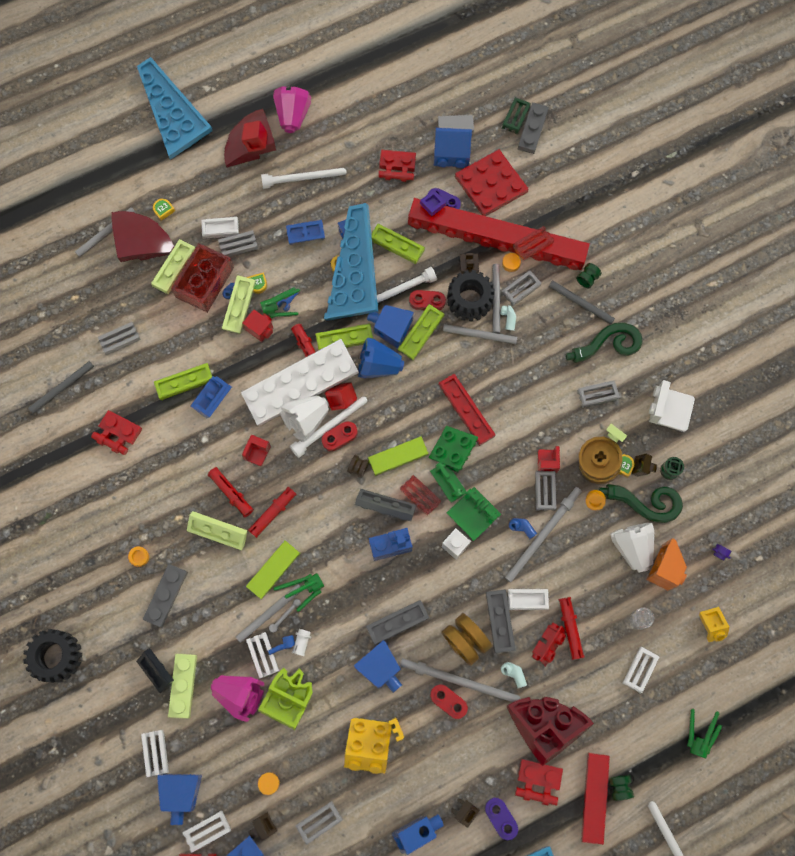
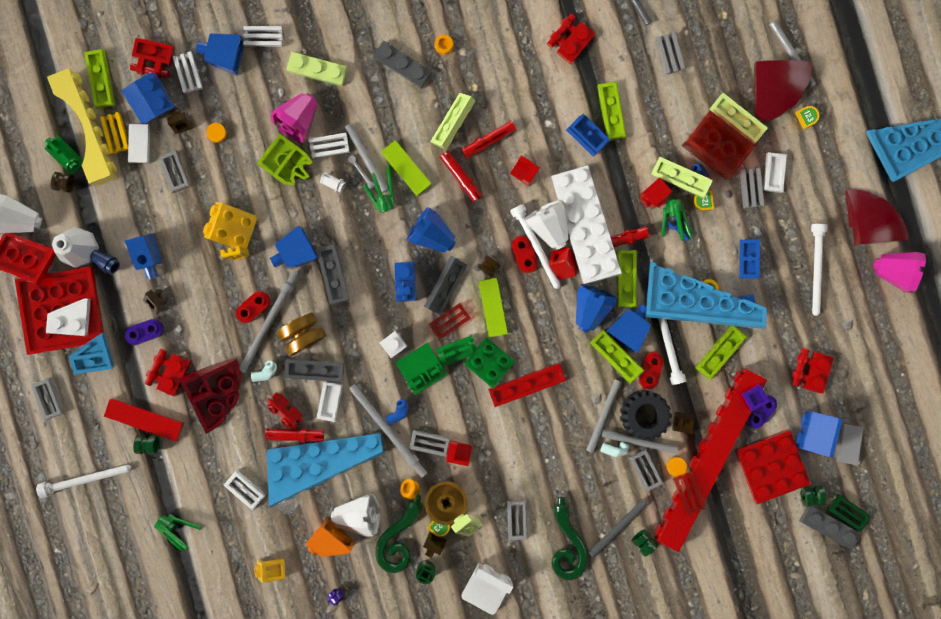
camera: 100 degrees right, 15 degrees up
(155, 670) = (334, 45): black plate -> none
(254, 136) = (870, 223): red panel -> none
(288, 642) = (335, 171): blue hand -> none
(334, 529) = (431, 232): none -> blue cone
(509, 144) = (813, 496): none -> dark green wheel
(598, 605) = (309, 465): none -> dark azure wing

